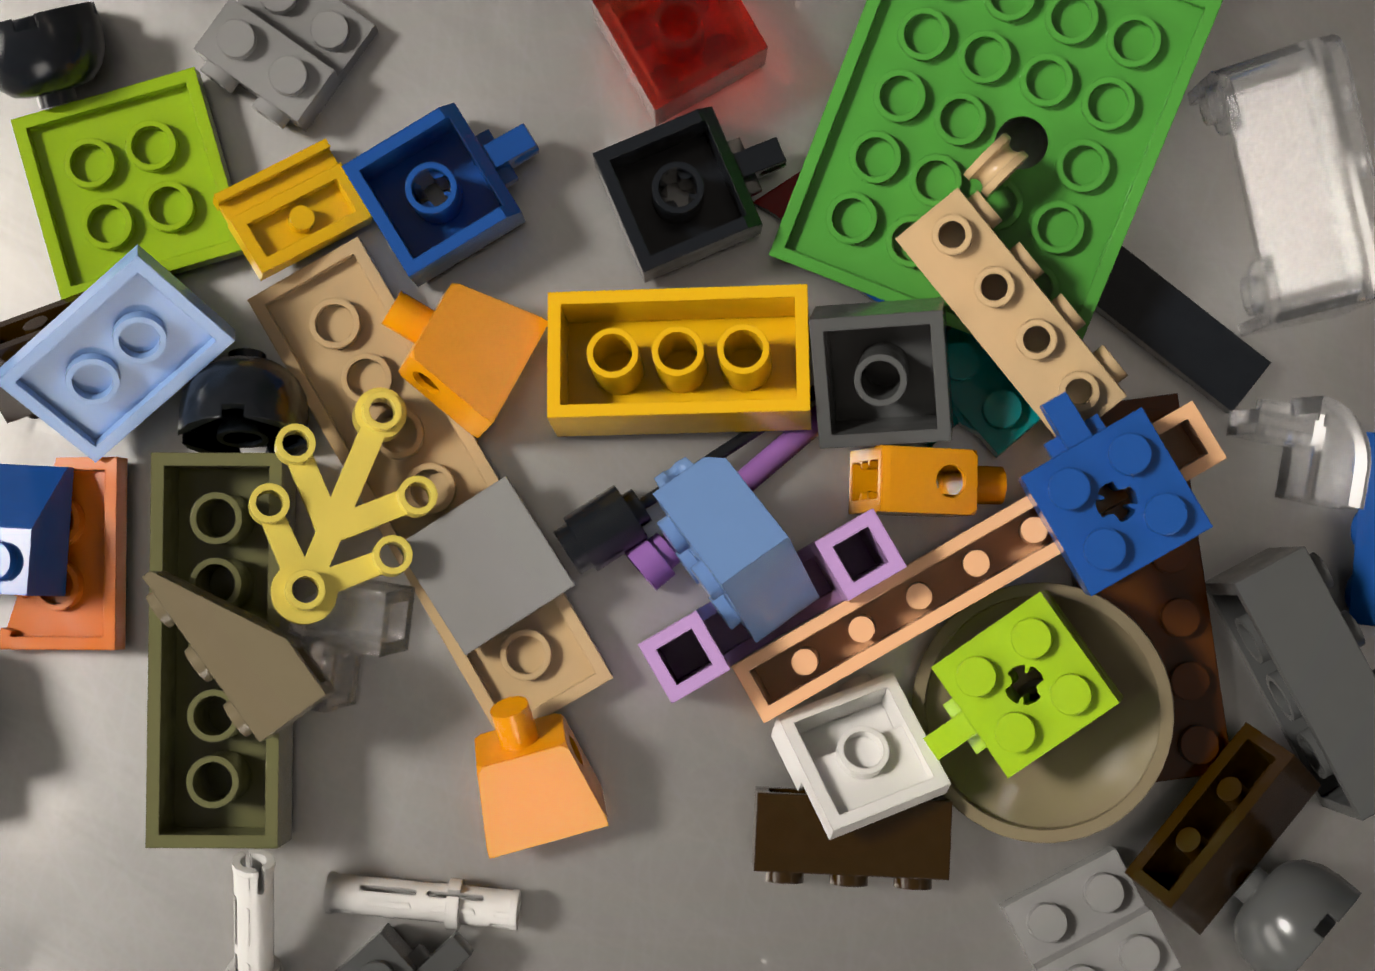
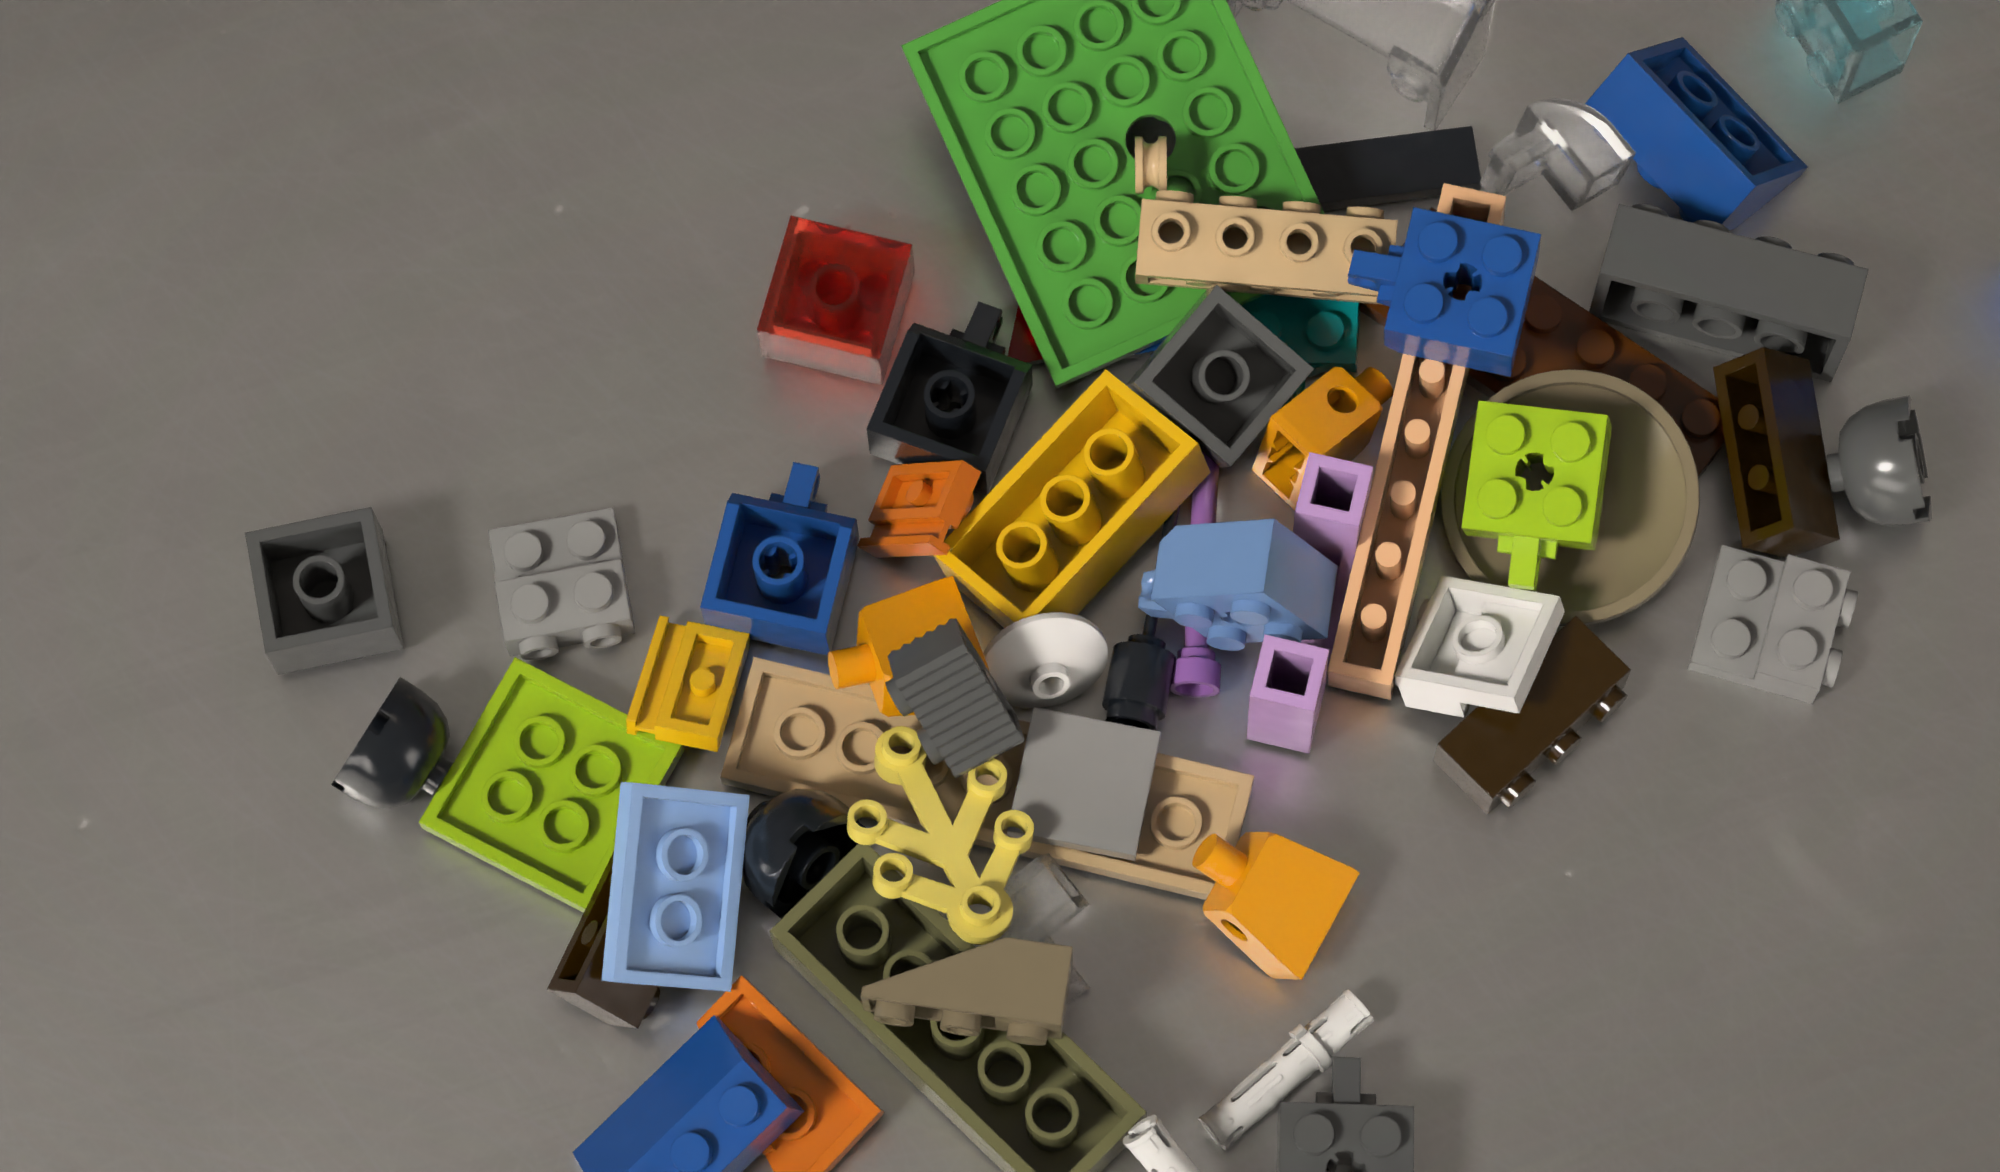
camera: 35 degrees left, 15 degrees down
(440, 420) = (953, 698): none -> dark grey brick
(549, 449) = (1046, 659): none -> white dish
(578, 249) = (919, 508): none -> orange plate

